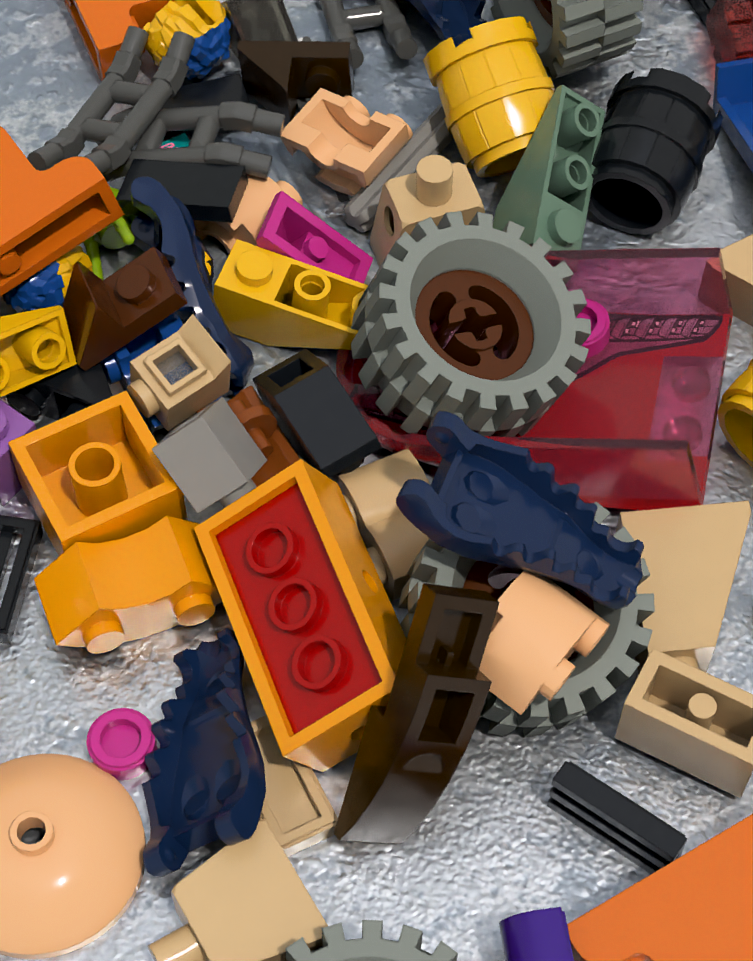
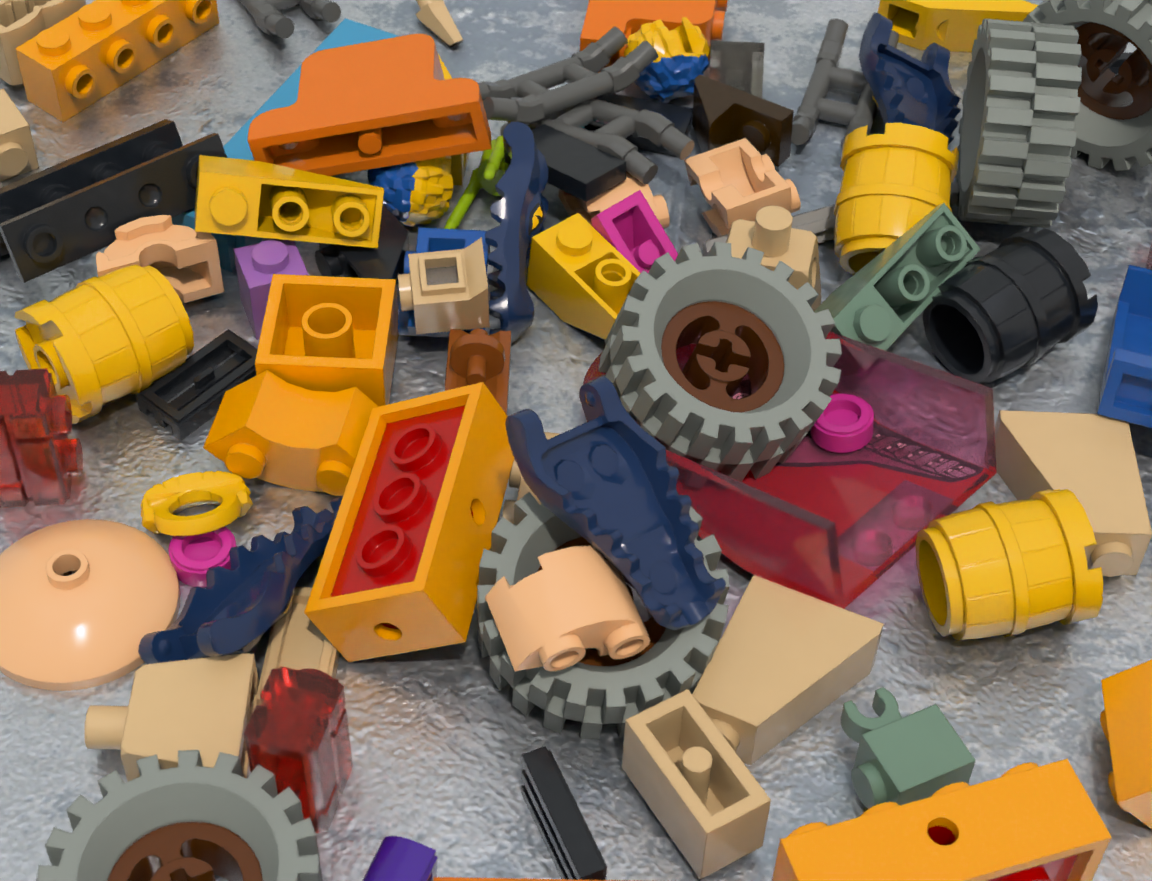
camera: 30 degrees right, 10 degrees down
(49, 711) = (193, 490): none -> yellow piece
(119, 308) = (432, 215): reddish brown slope -> none
(211, 457) = (420, 352): light grey brick -> none
(316, 414) = (544, 372): black slope -> none
(371, 872) = (303, 739): none -> clear red brick
(428, 721) = (431, 620): dark brown slope -> none

